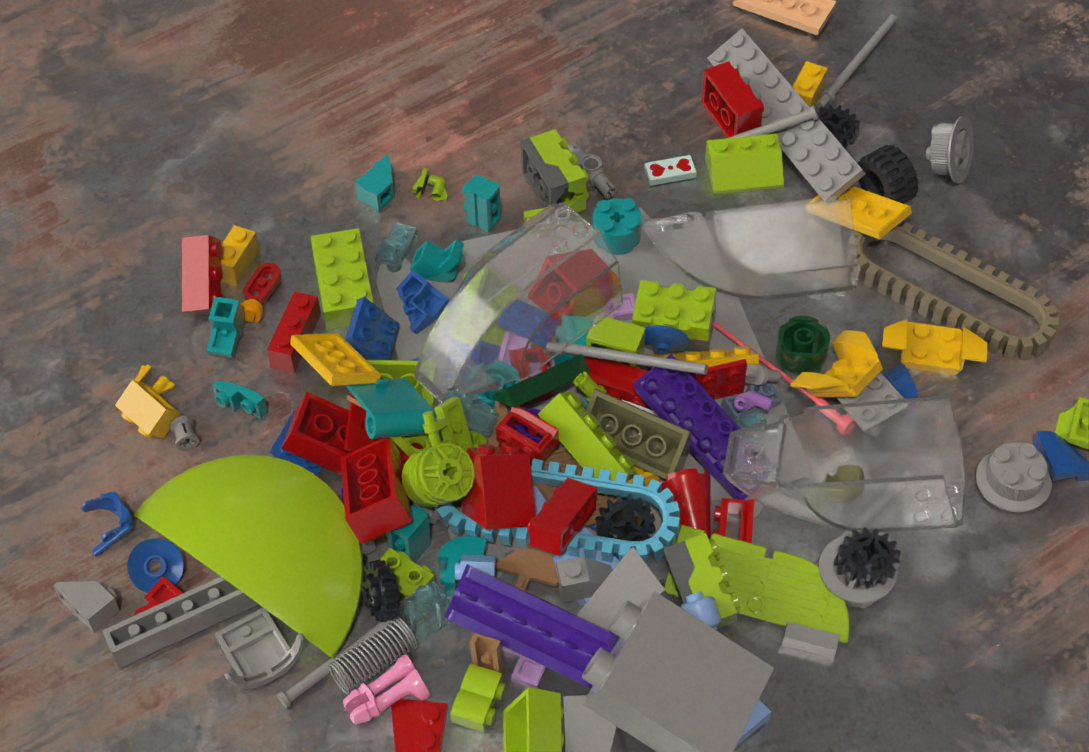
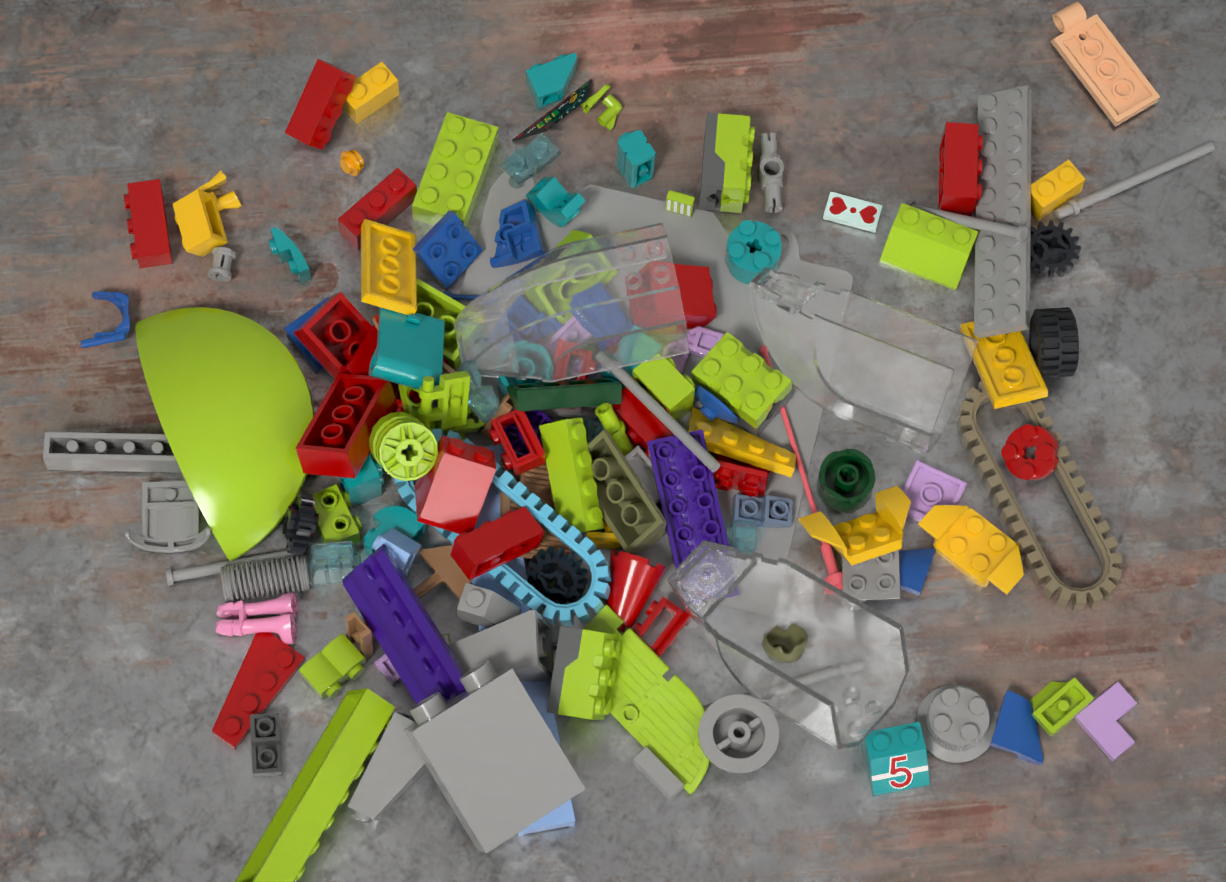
camera: 25 degrees right, 15 degrees up
(89, 601) = (53, 393): light grey slope -> none
(101, 432) = (148, 224): none -> red brick
(154, 551) = (112, 392): blue dish -> none
(161, 592) = (115, 421): red plate -> none
(227, 324) = (319, 169): teal brick -> none
(260, 285) = (376, 137): red plate -> none
(397, 204) = (558, 112): none -> black sticker
(703, 608) = (555, 704): light blue head -> none
(752, 399) = (755, 512): medium lavender arm -> none
(760, 374) = (780, 491): light grey piece -> none
(870, 321) = (931, 487): none -> lavender tile
(883, 560) = (756, 740): black gear -> none
(933, 272) = (1046, 452): none -> red plate
(952, 149) = (1146, 344): light grey piece -> none
(991, 527) = (896, 759): none -> teal slope

